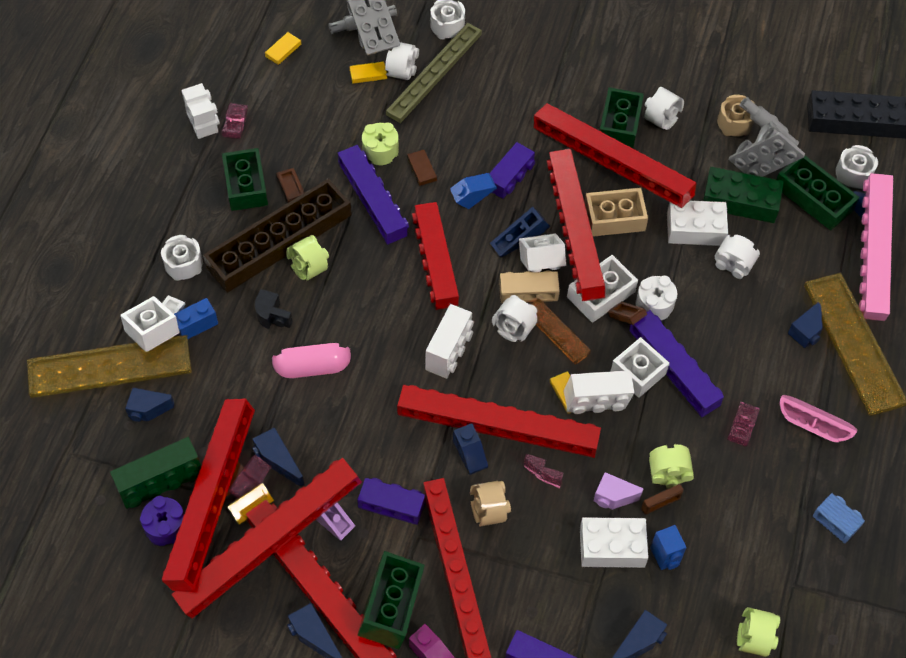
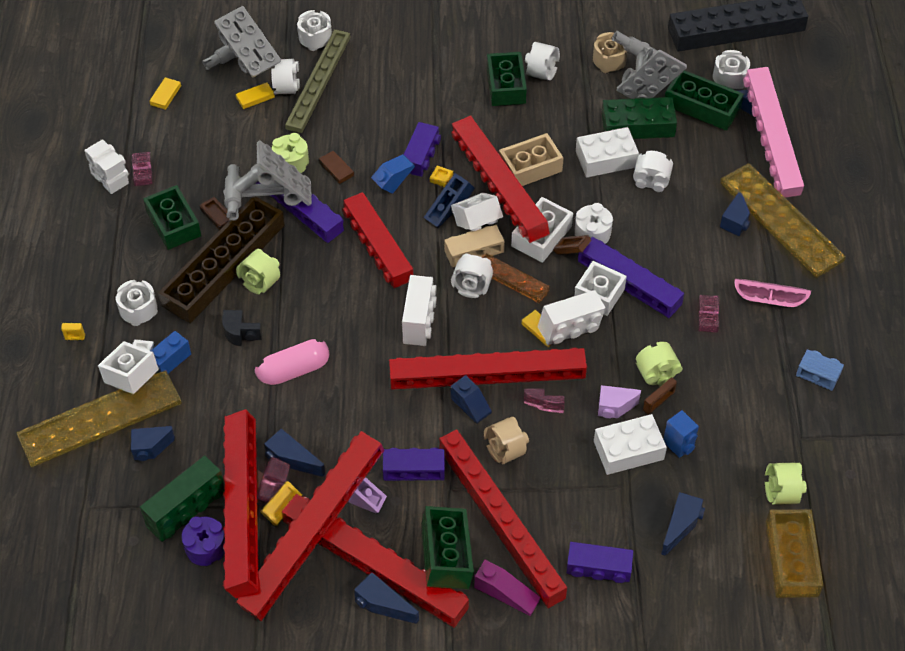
camera: 15 degrees left, 5 degrees down
(113, 271) = (73, 331): none -> yellow tile
(345, 163) = (275, 178): none -> light grey plate
(521, 203) = (441, 176): none -> yellow tile
(615, 155) = (512, 111): red brick -> none

